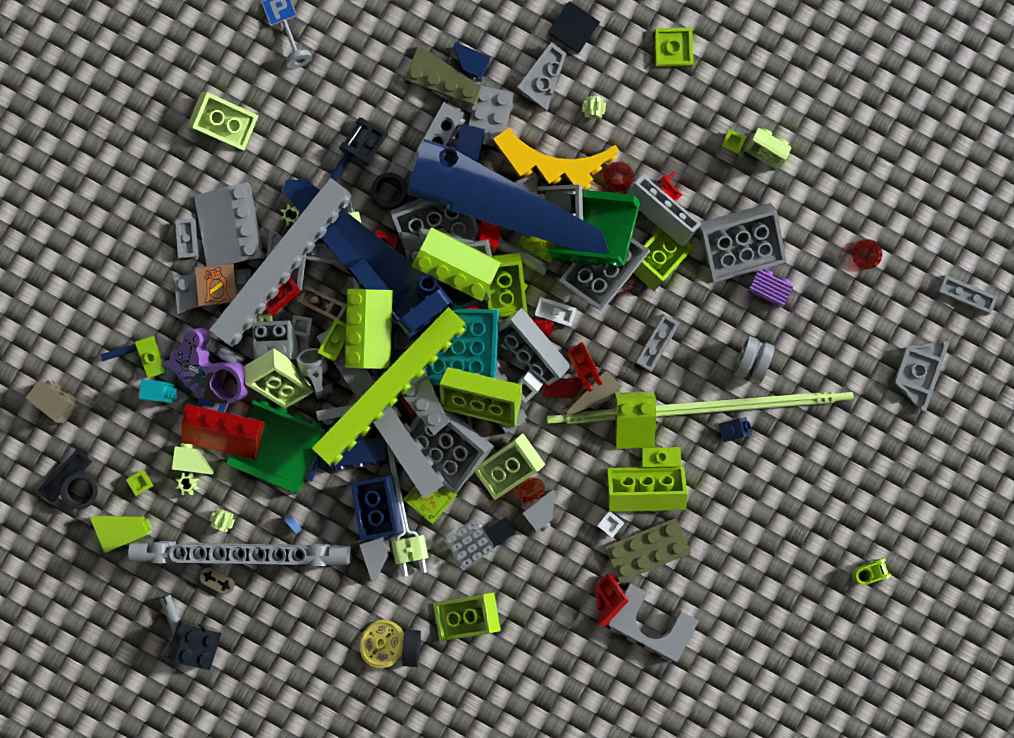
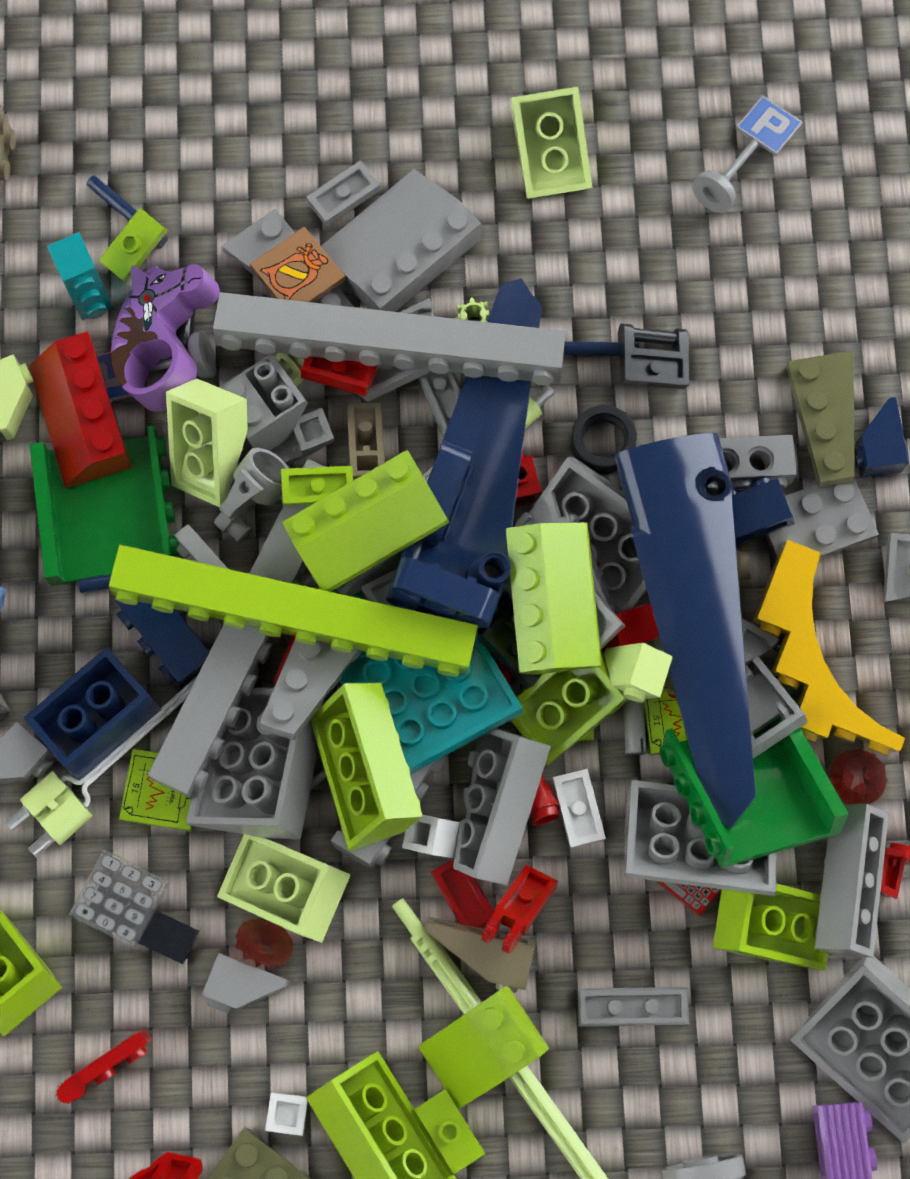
camera: 60 degrees right, 10 degrees down
(513, 247) = (637, 670): none -> yellowish green slope
(541, 595) = (102, 1067): none -> red hinge

